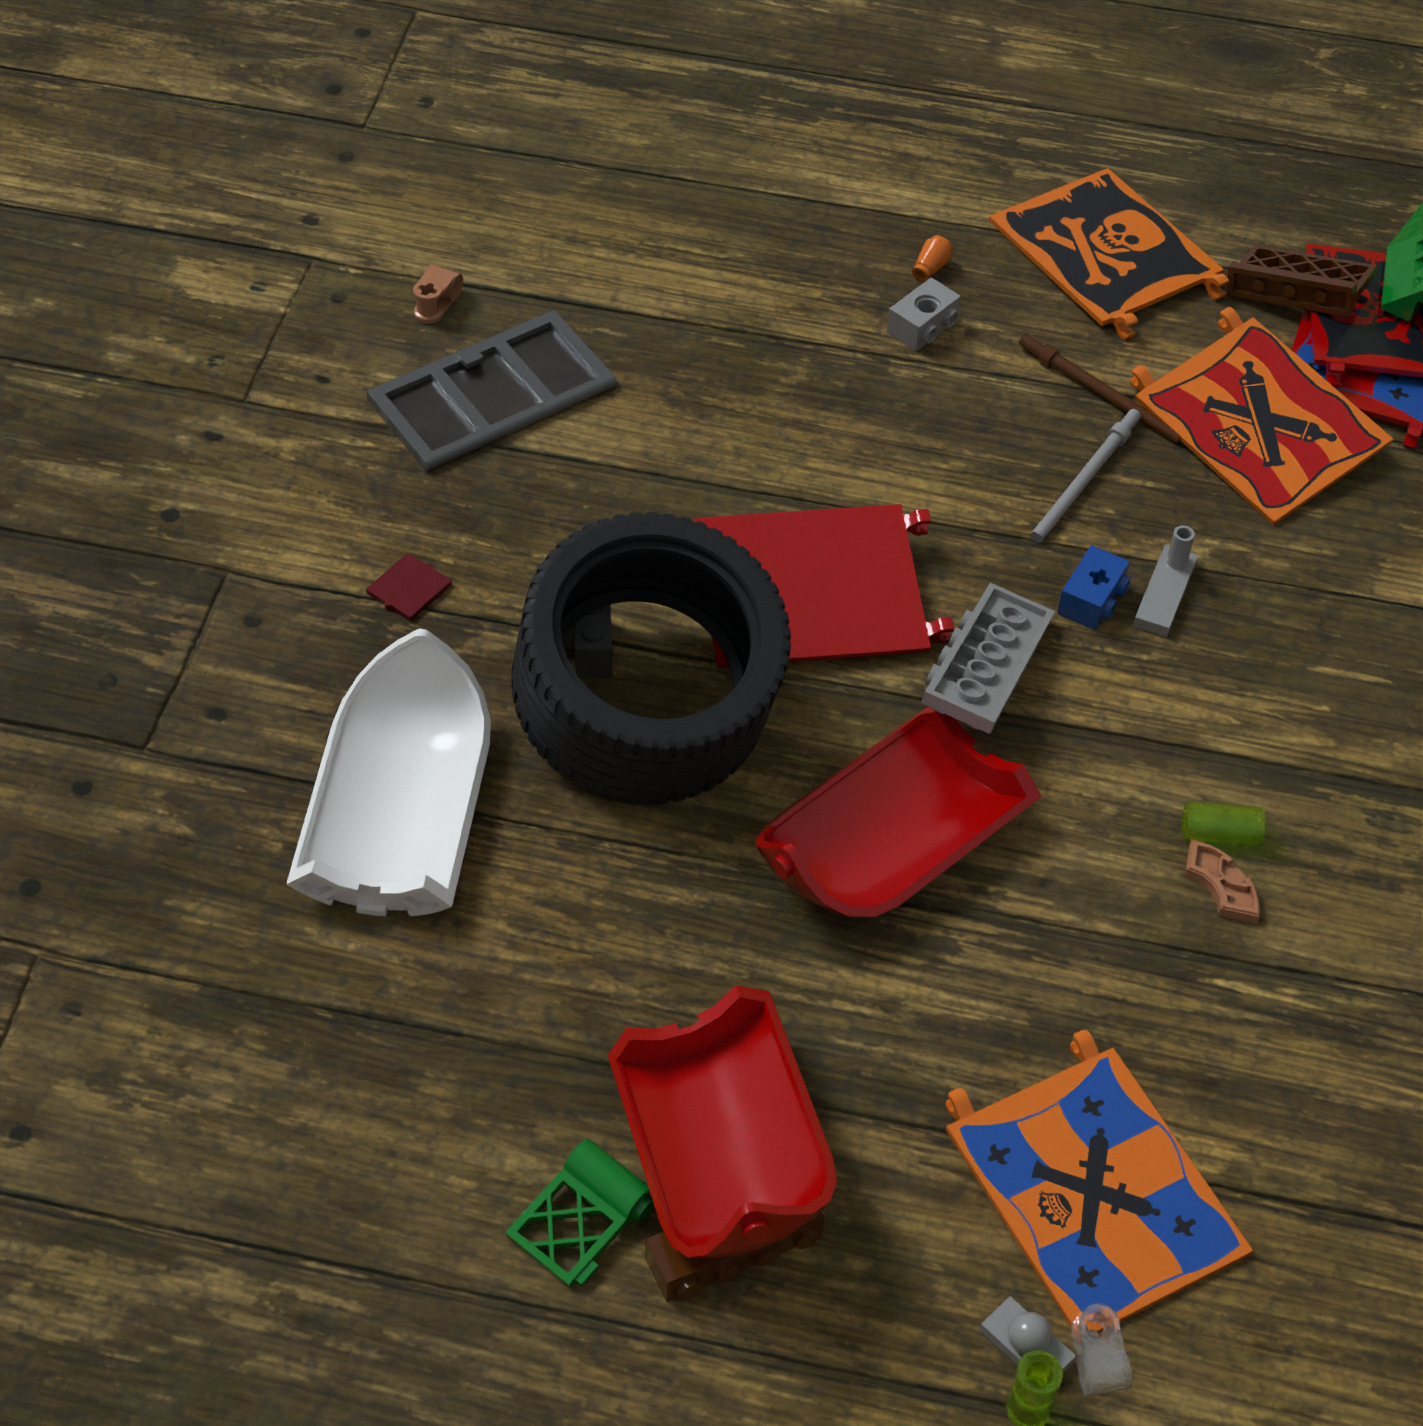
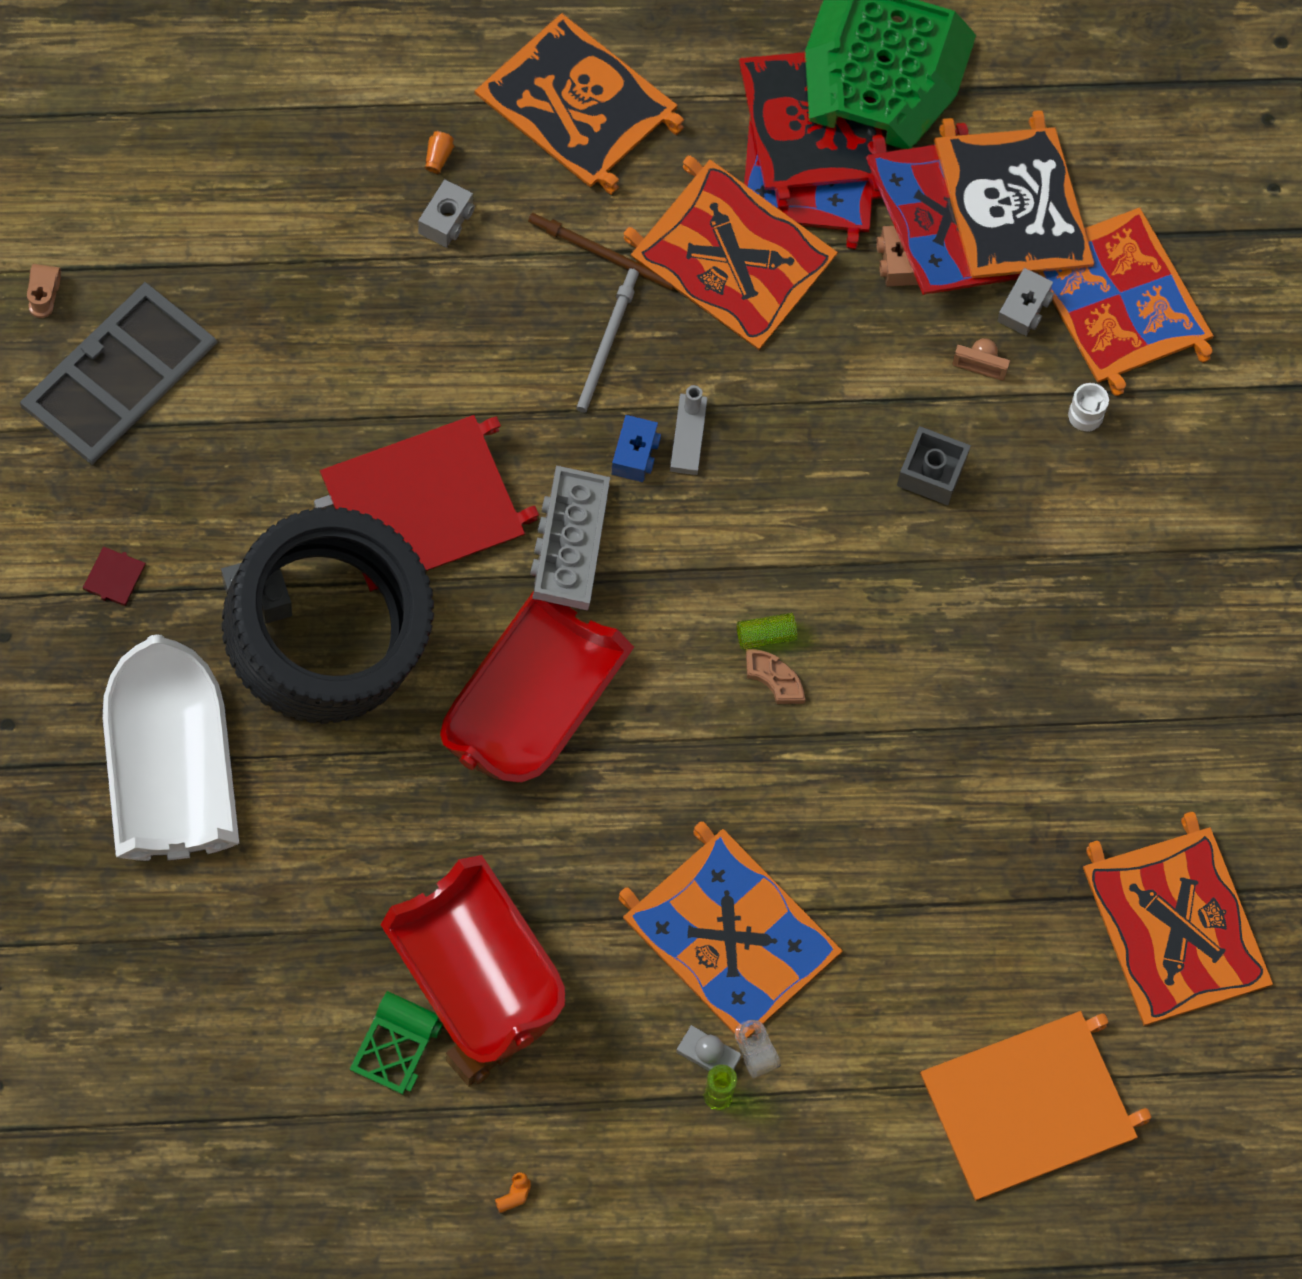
camera: 20 degrees left, 15 degrees up
(1289, 287) = (737, 117): reddish brown fence -> none

